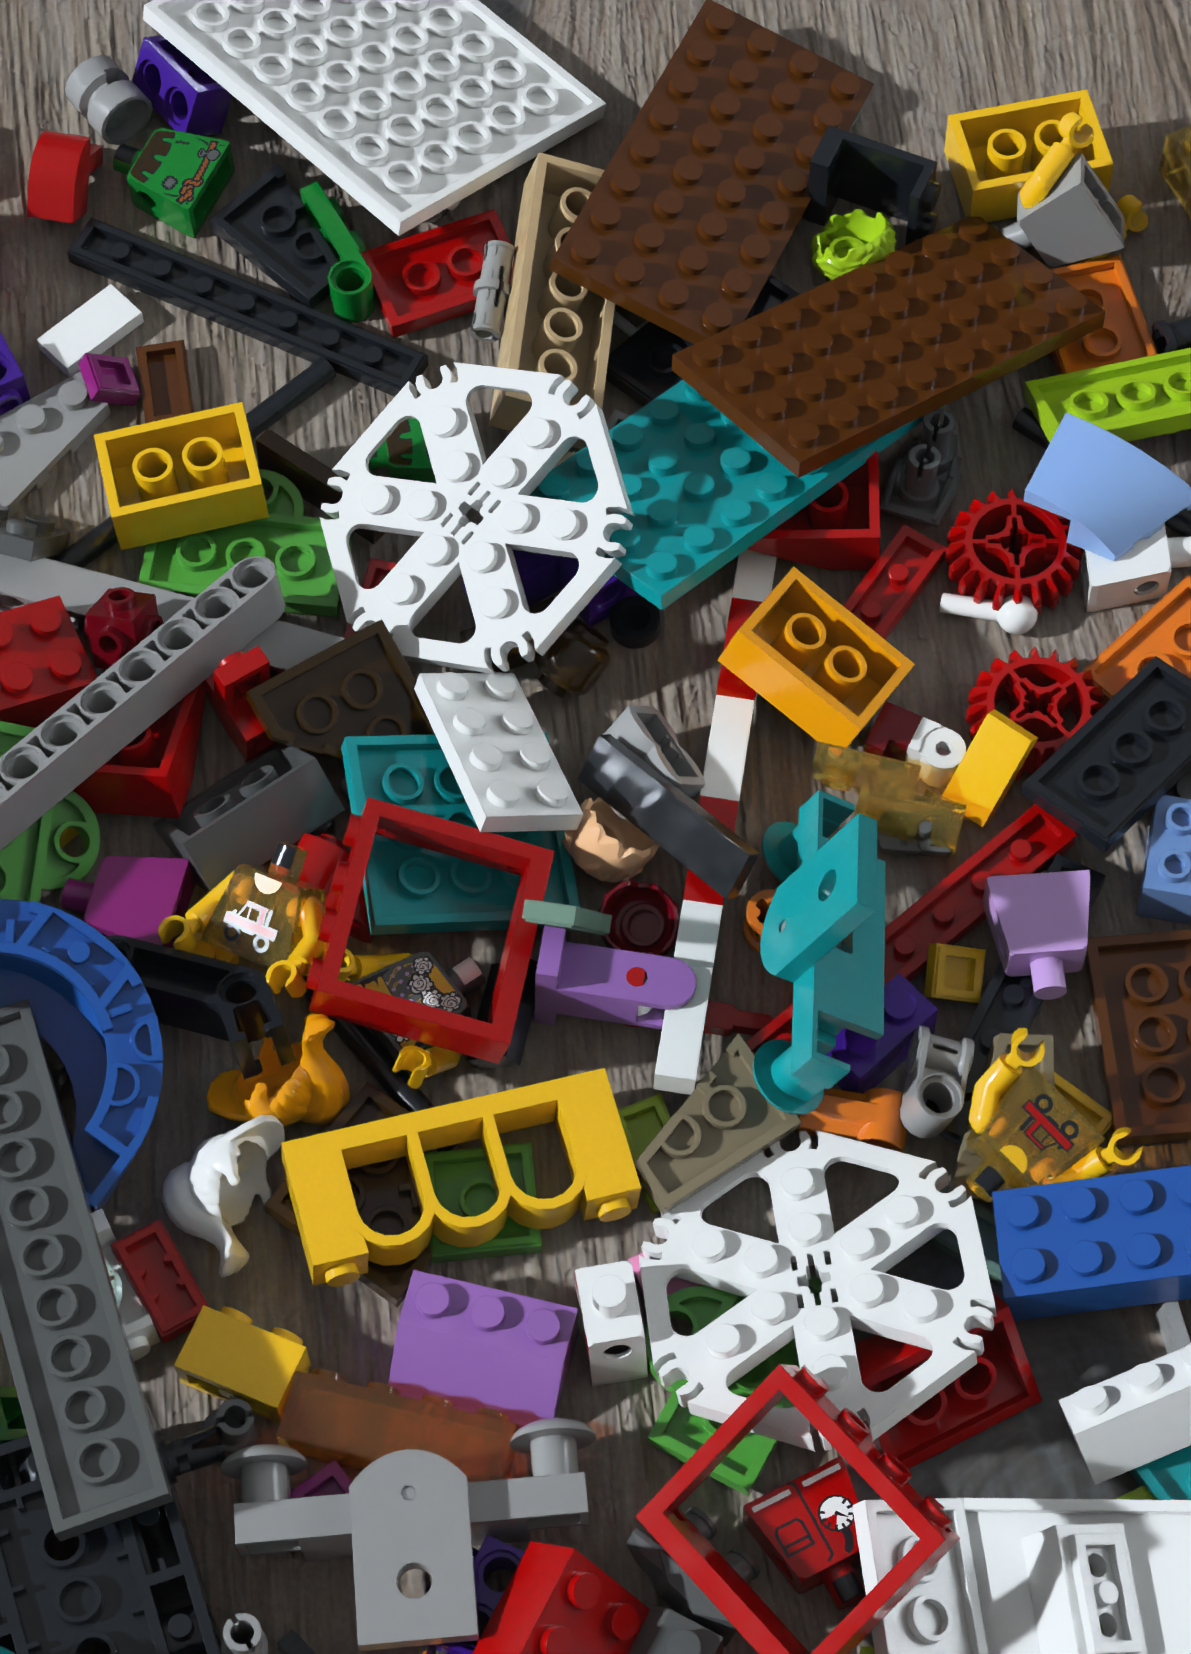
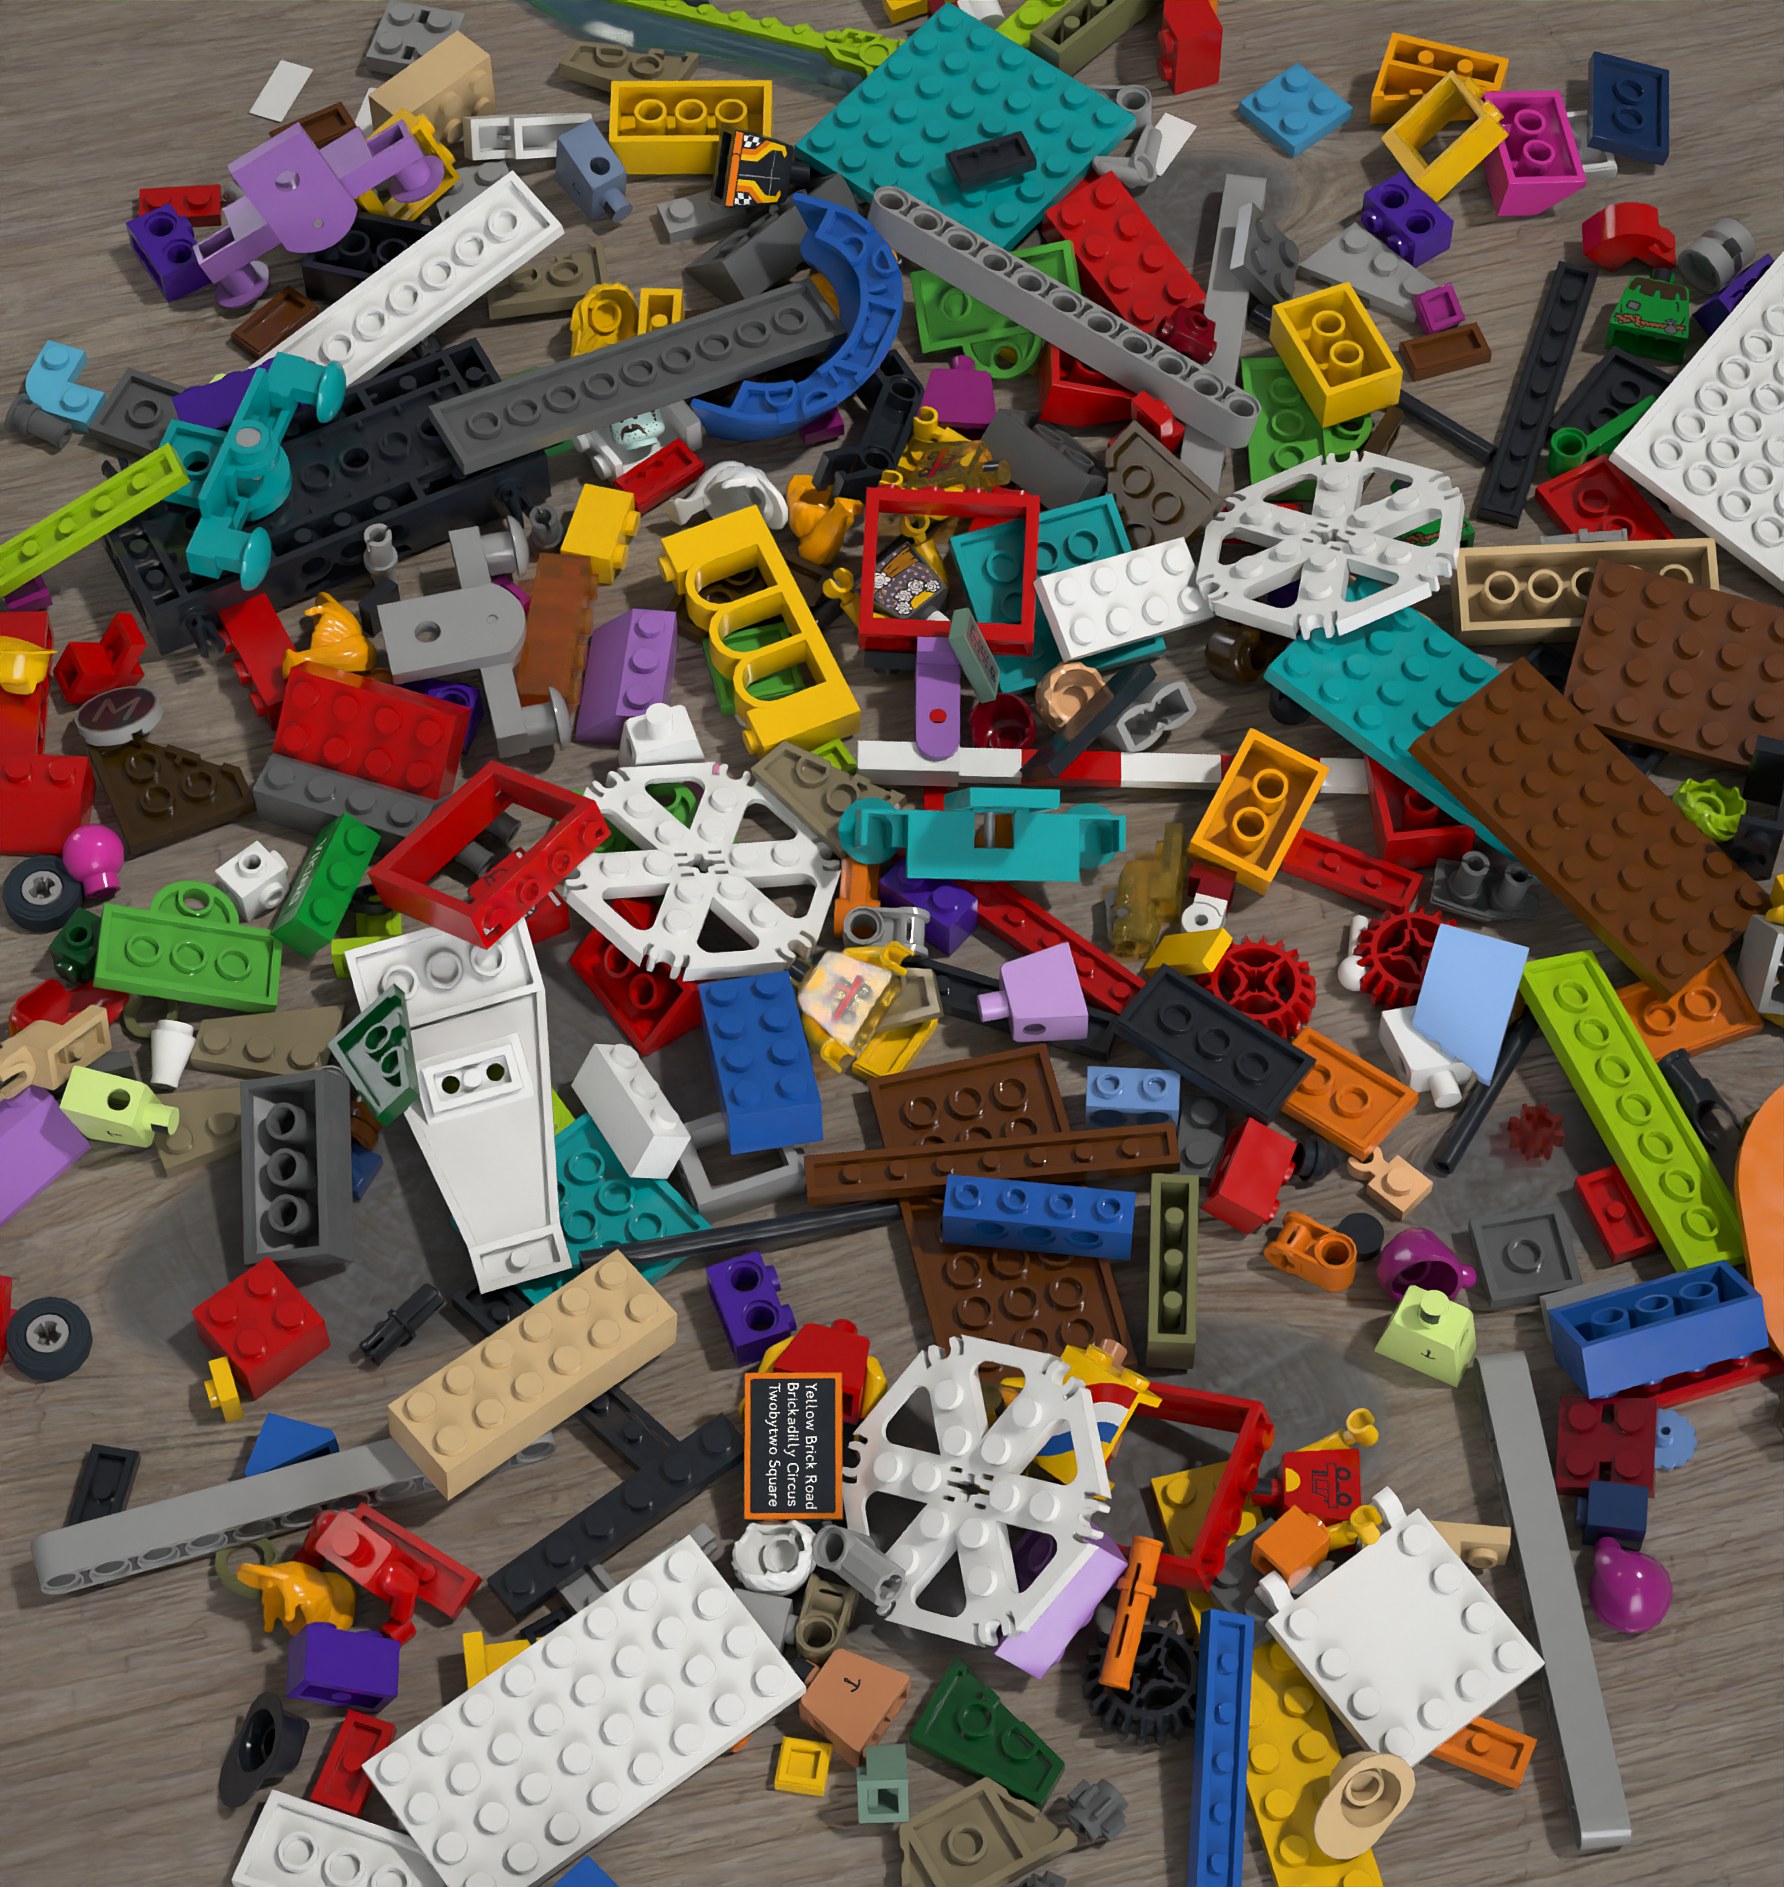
camera: 80 degrees right, 5 degrees down
(90, 329) = (1489, 291): white tile -> none
(954, 973) = (995, 949): yellow tile -> none

